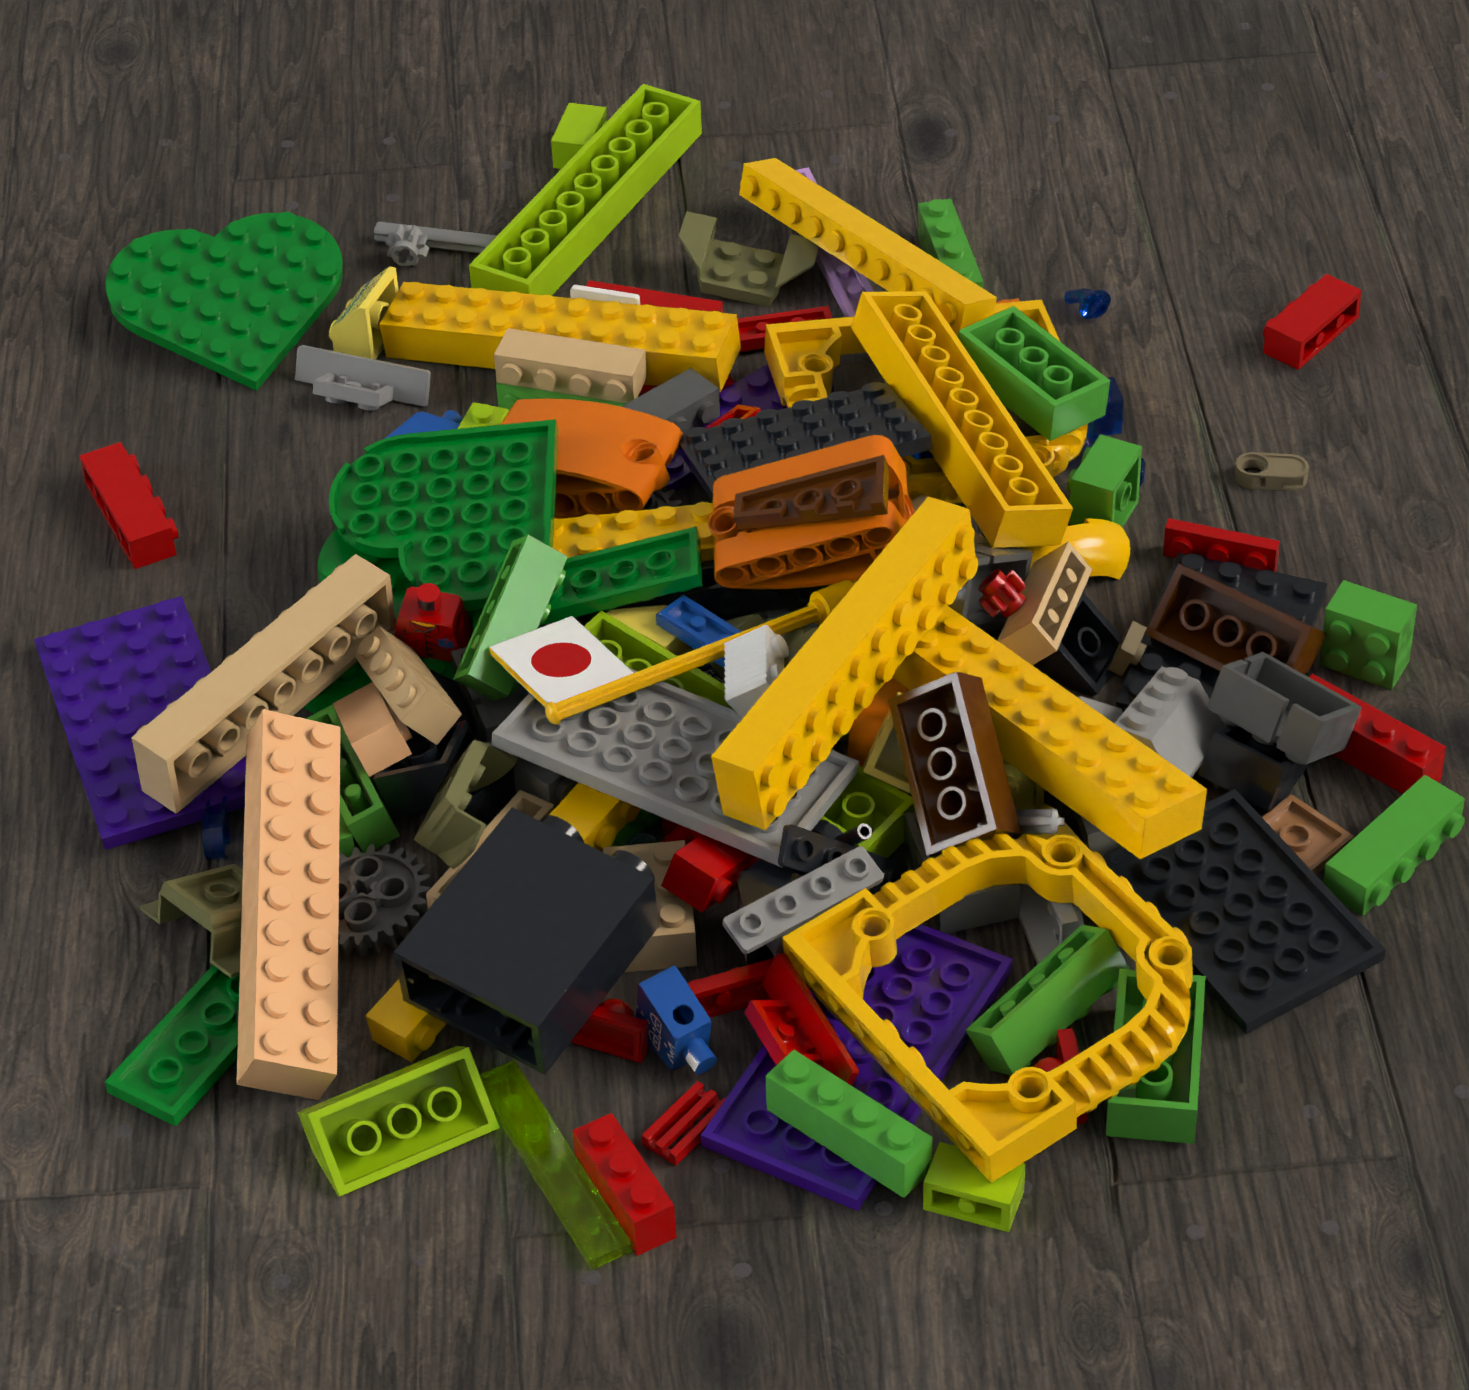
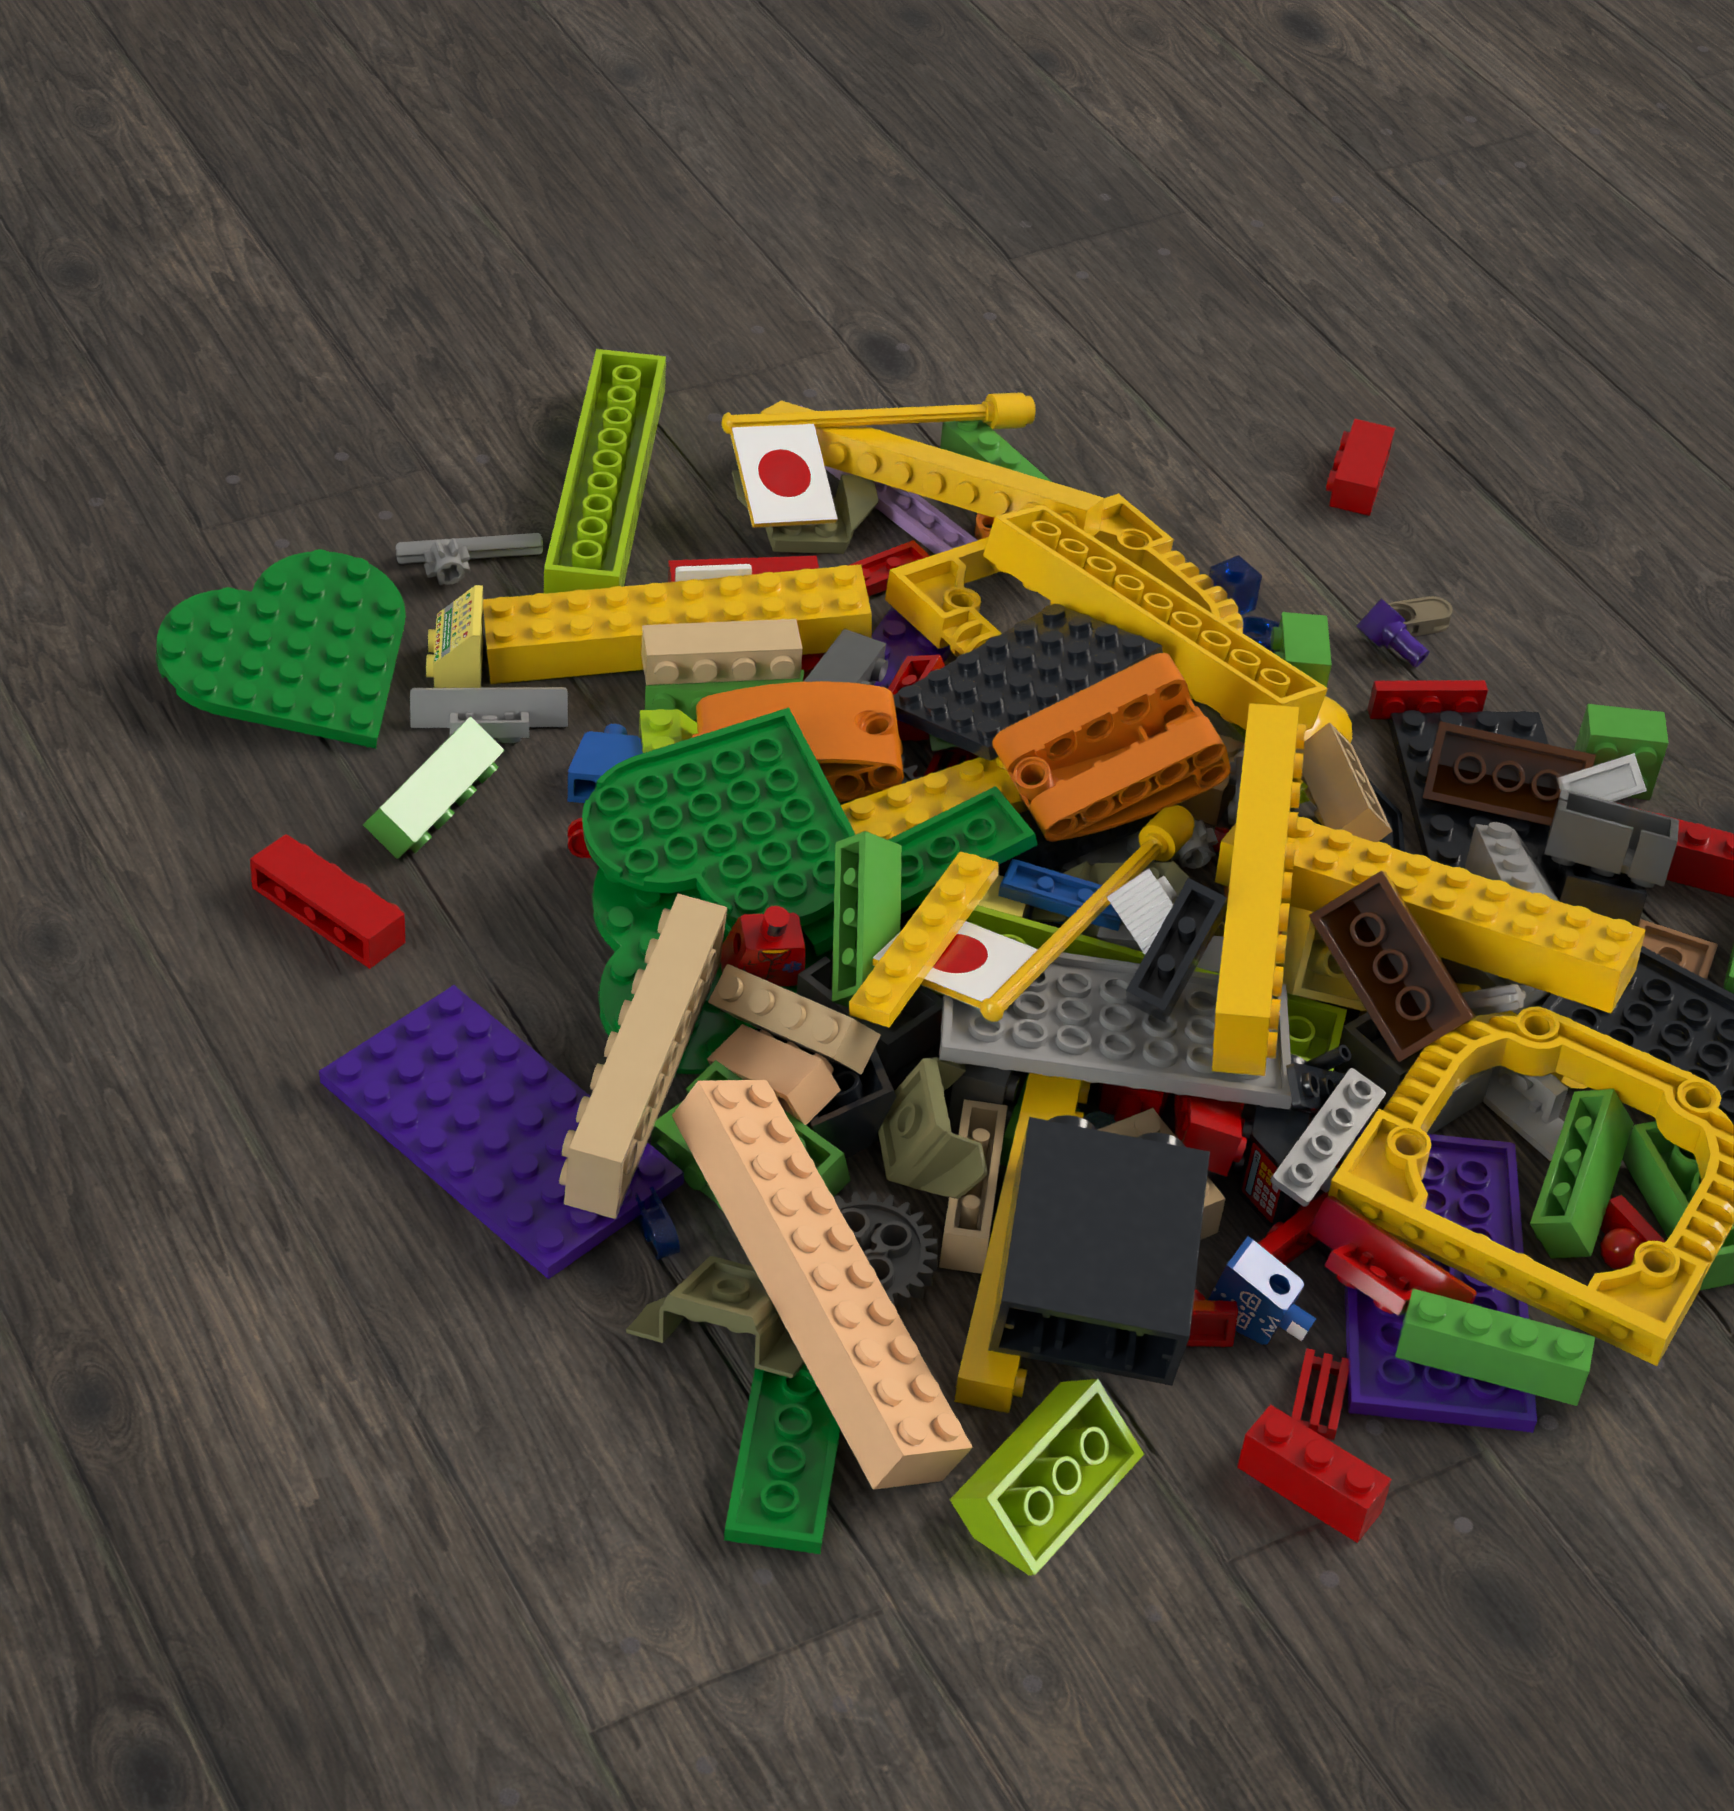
camera: 30 degrees left, 0 degrees up
(268, 431) = (433, 788): none -> brick
(538, 640) = (923, 939): none -> yellow plate
(554, 1166) = (1231, 1479): clear neon green tile -> none
(575, 130) = (551, 416): lime brick -> none
(729, 696) = (1176, 950): none -> black brick
(735, 205) = (784, 462): none -> flag
(831, 494) = (1141, 724): reddish brown wing -> none
(962, 1192) = (1628, 1383): lime brick -> none
(1002, 593) = (1313, 790): red gear -> none
(1036, 373) = (1188, 560): bright green brick -> none
(1092, 303) = (1156, 487): clear blue plate -> none
(1129, 649) = (1415, 815): dark tan plate -> none
(1224, 475) = (1387, 629): none -> dark purple pin
(1313, 655) = (1607, 780): none -> white tile

